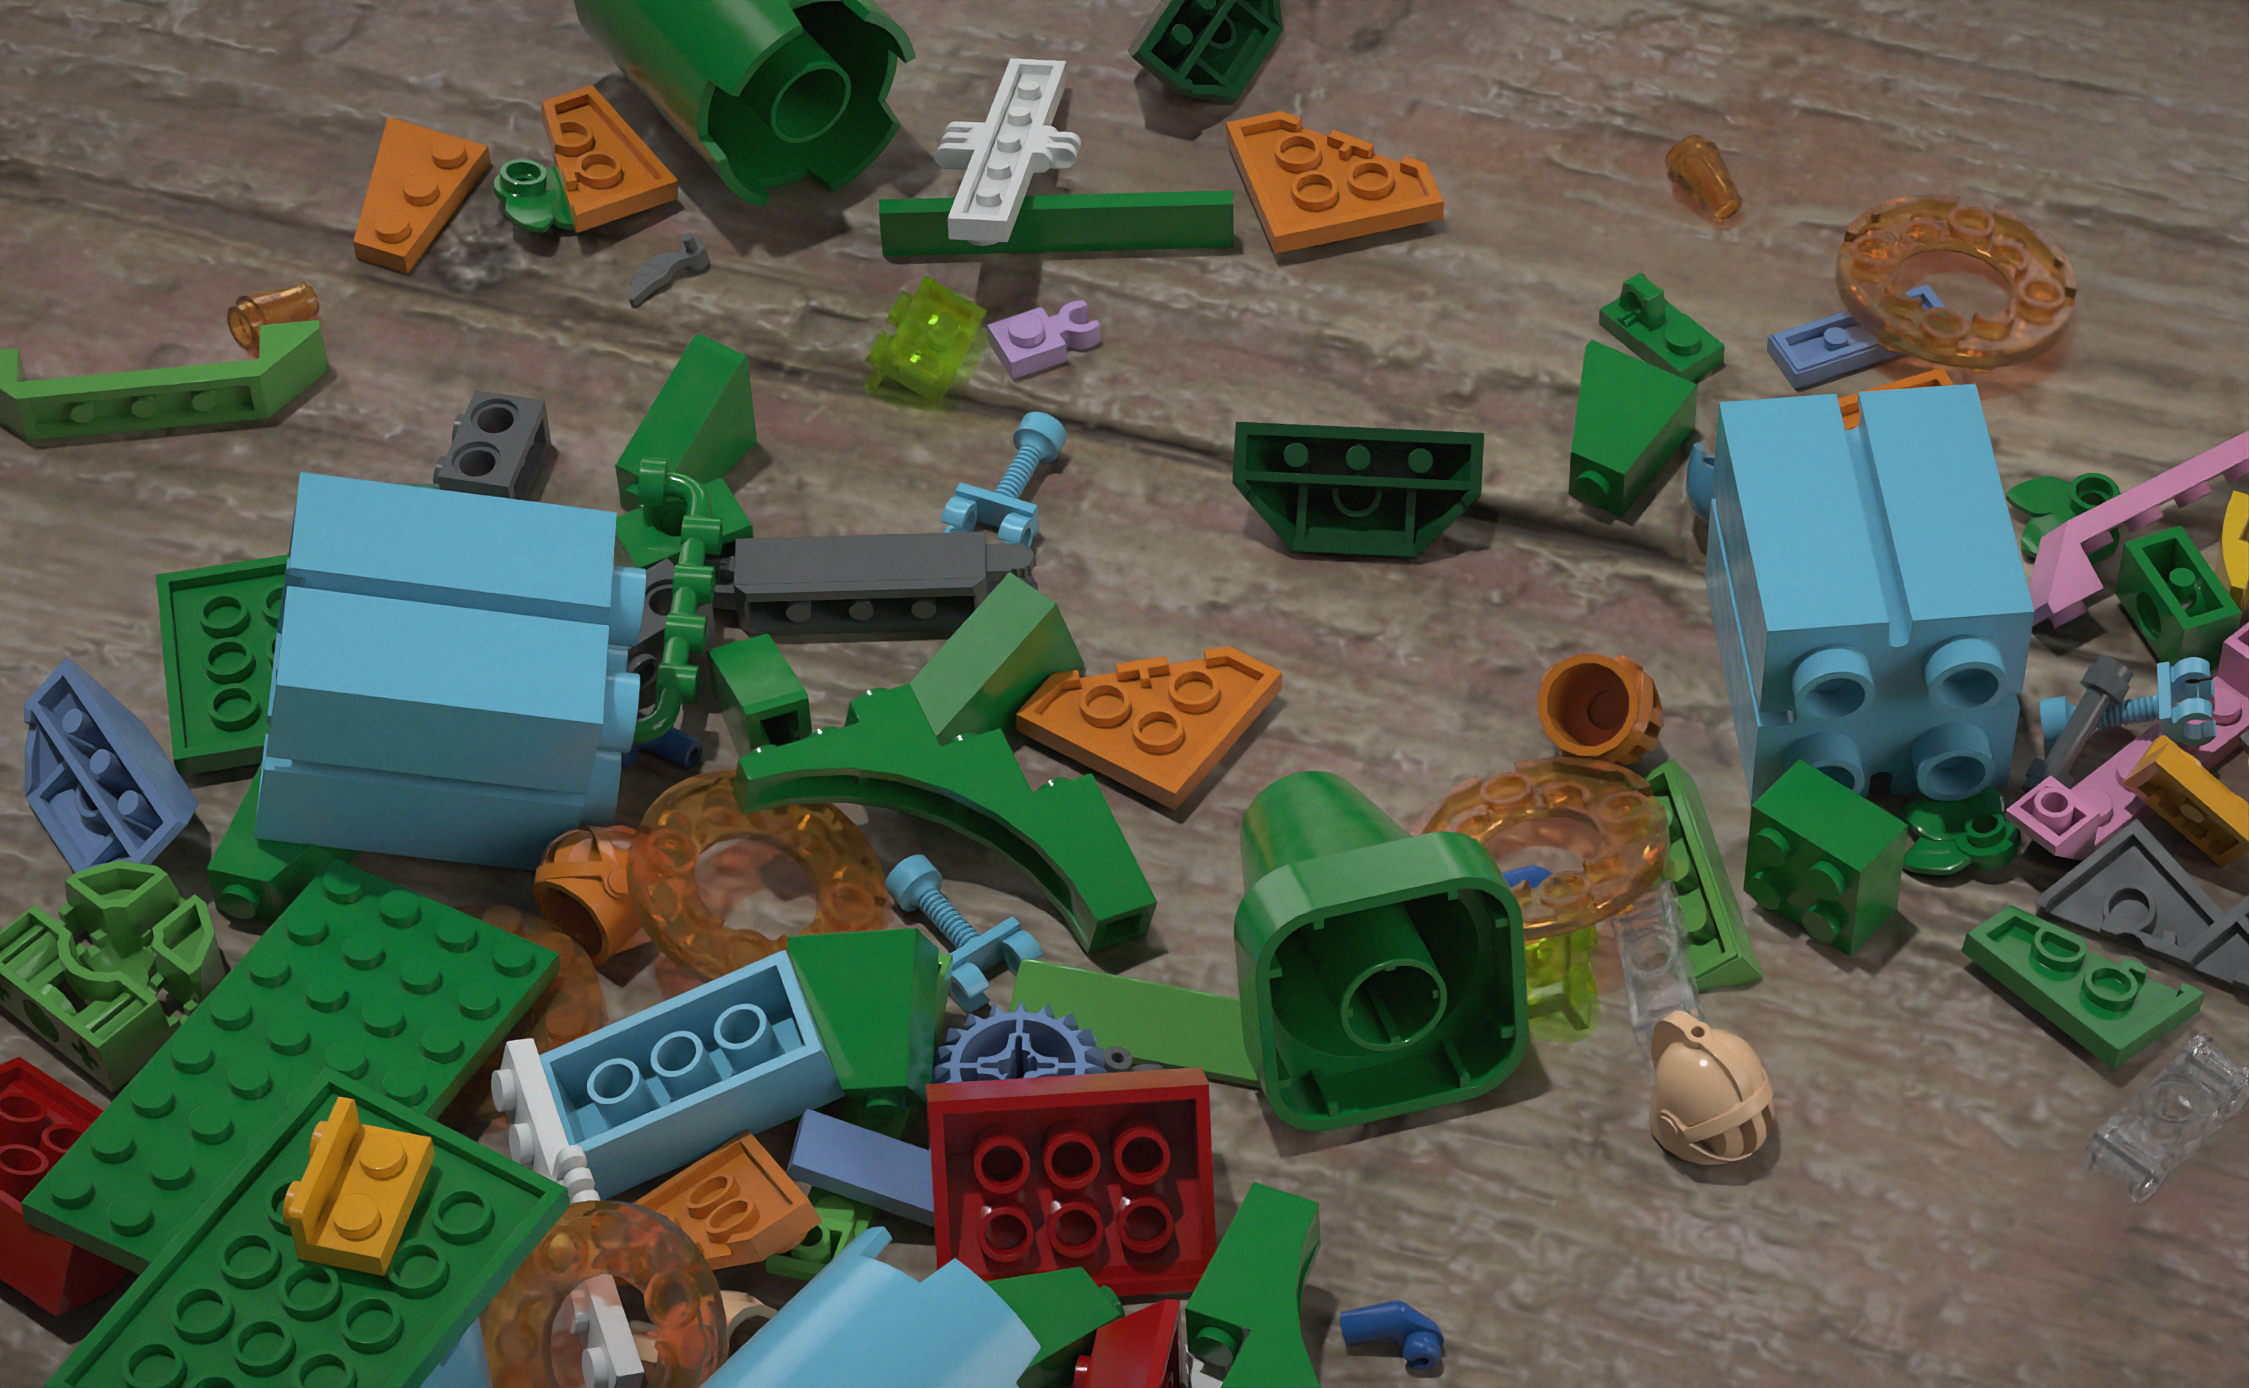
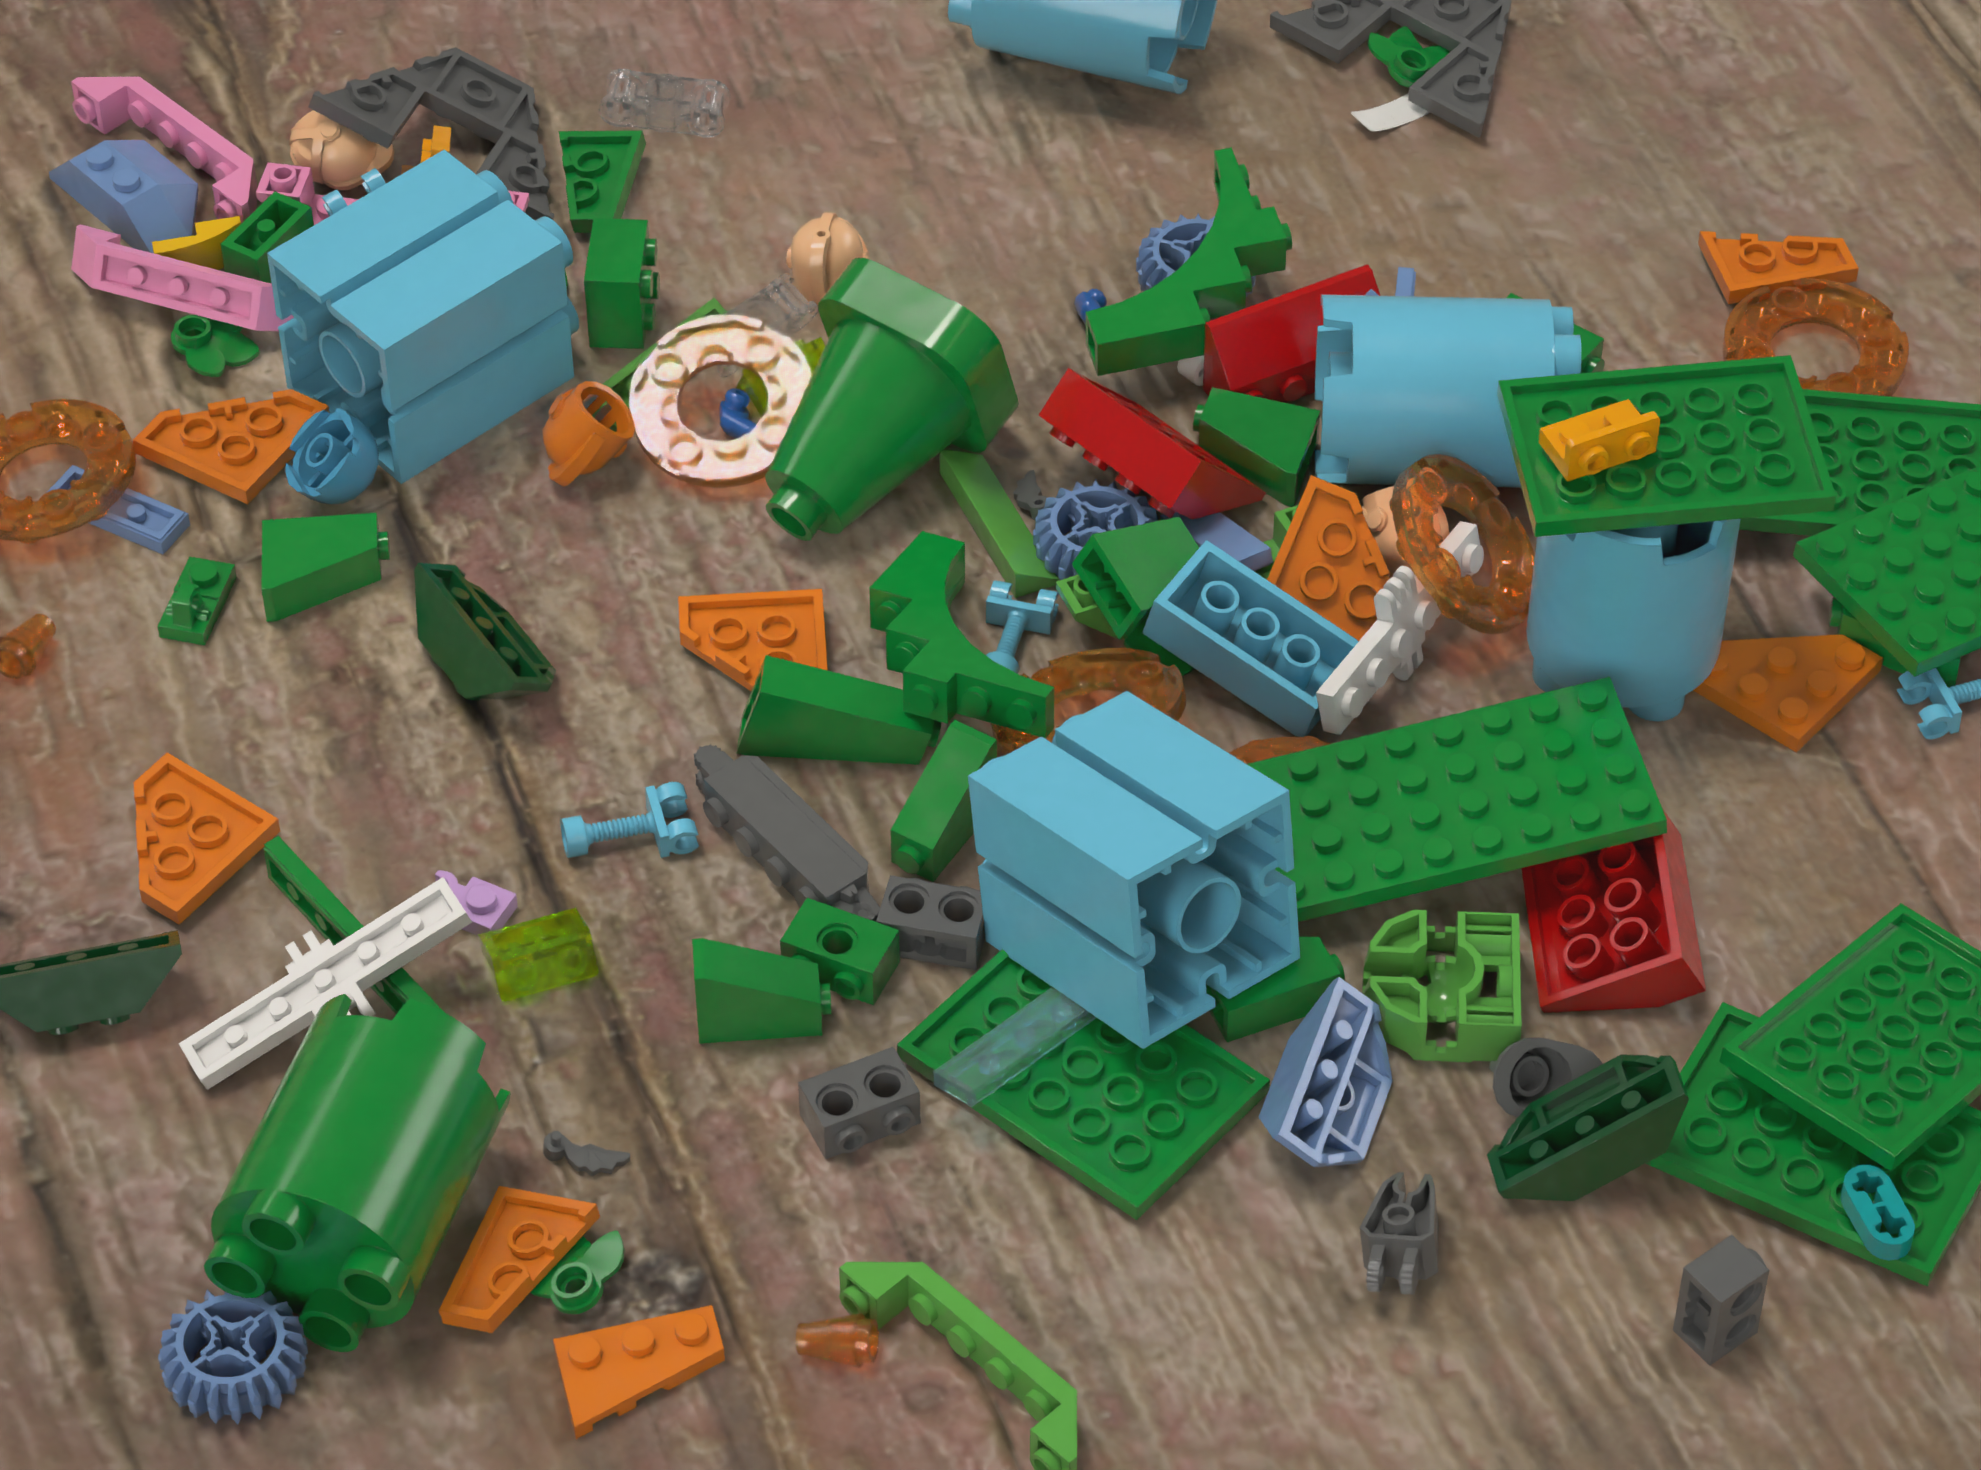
camera: 130 degrees left, 0 degrees up
(691, 585) = (833, 937): green bar -> none

